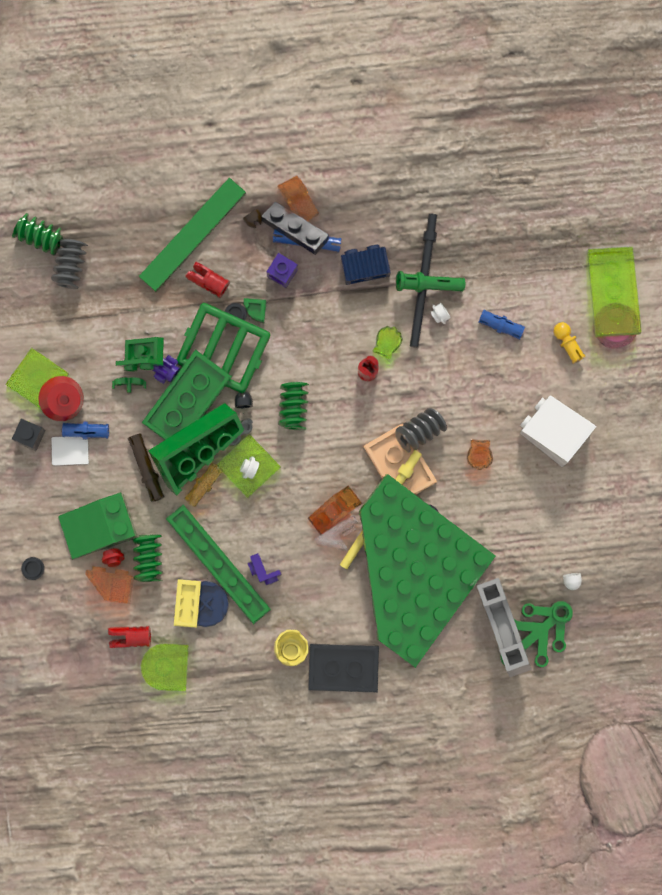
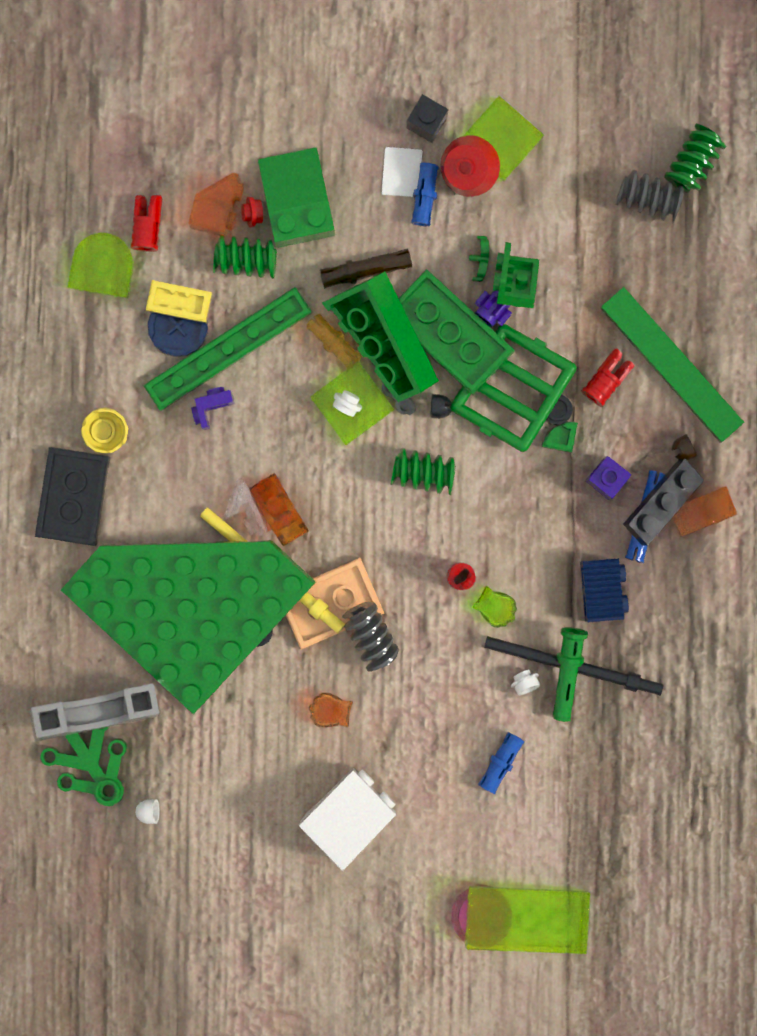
camera: 100 degrees right, 5 degrees up
(32, 568) = (251, 107): black plate -> none
(562, 331) = (481, 843): yellow pin -> none

